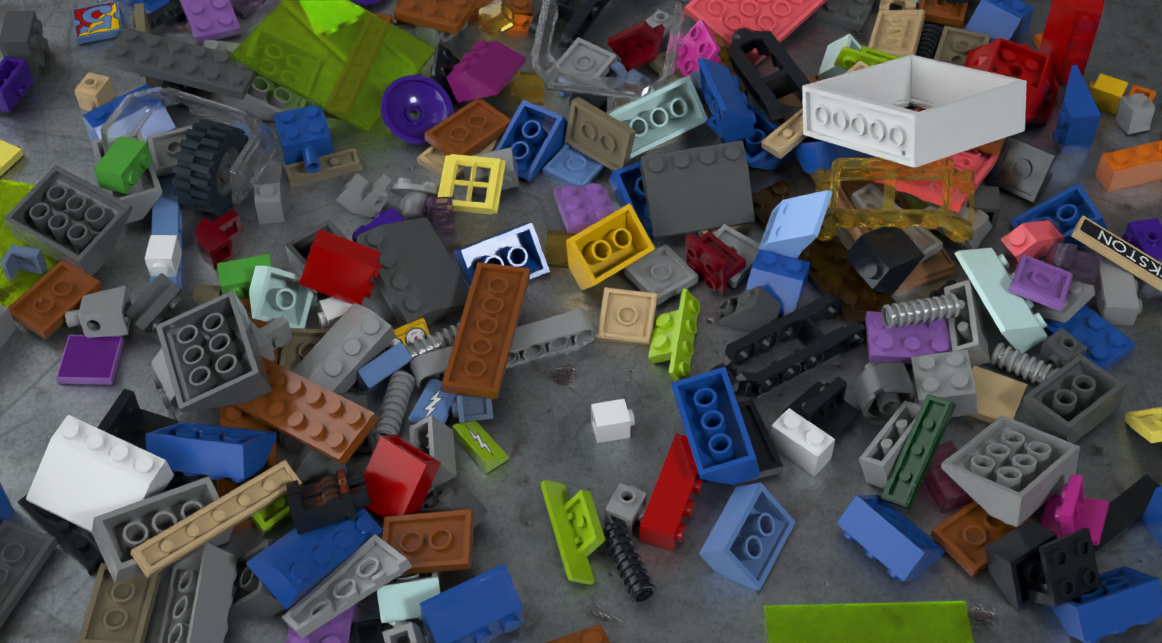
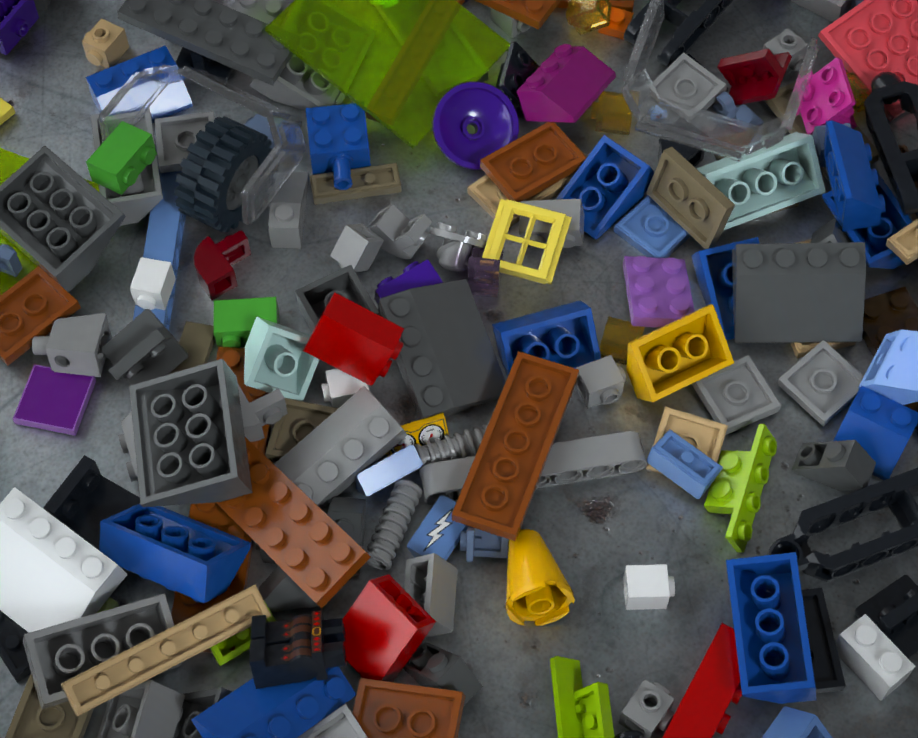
camera: 10 degrees right, 10 degrees up
(332, 207) = (357, 247): none -> light grey brick
(479, 445) = (484, 589): lime slope -> none
(519, 430) = (535, 582): none -> yellow cone
(549, 280) = (600, 381): none -> light grey brick
(626, 327) = (683, 464): none -> medium blue slope
(713, 261) = (802, 390): dark red bracket -> none

